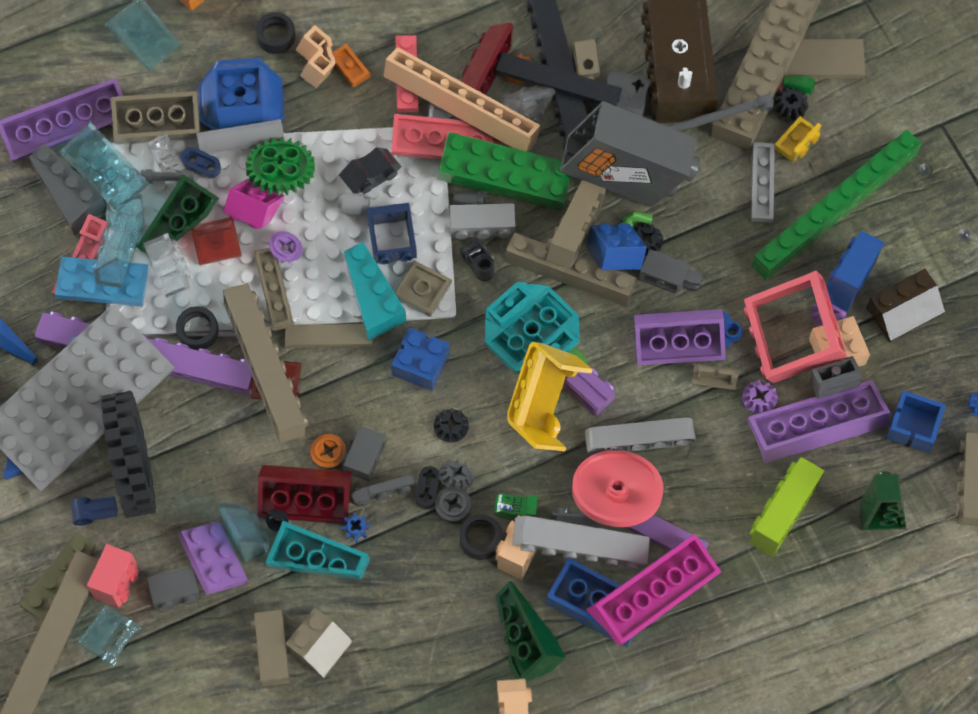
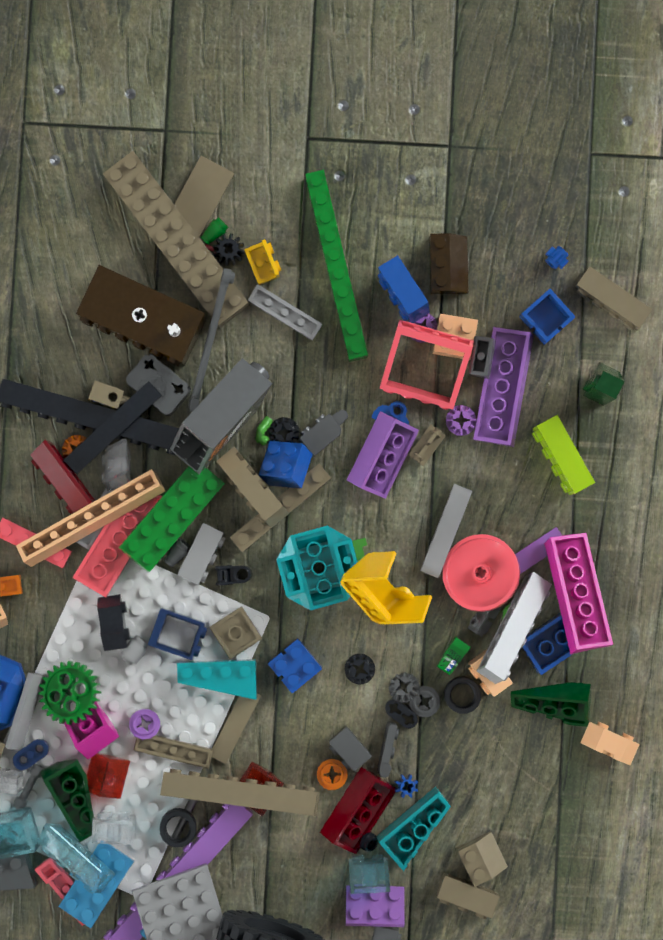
camera: 65 degrees left, 20 degrees up
(590, 391) = (395, 542): medium lavender brick -> none

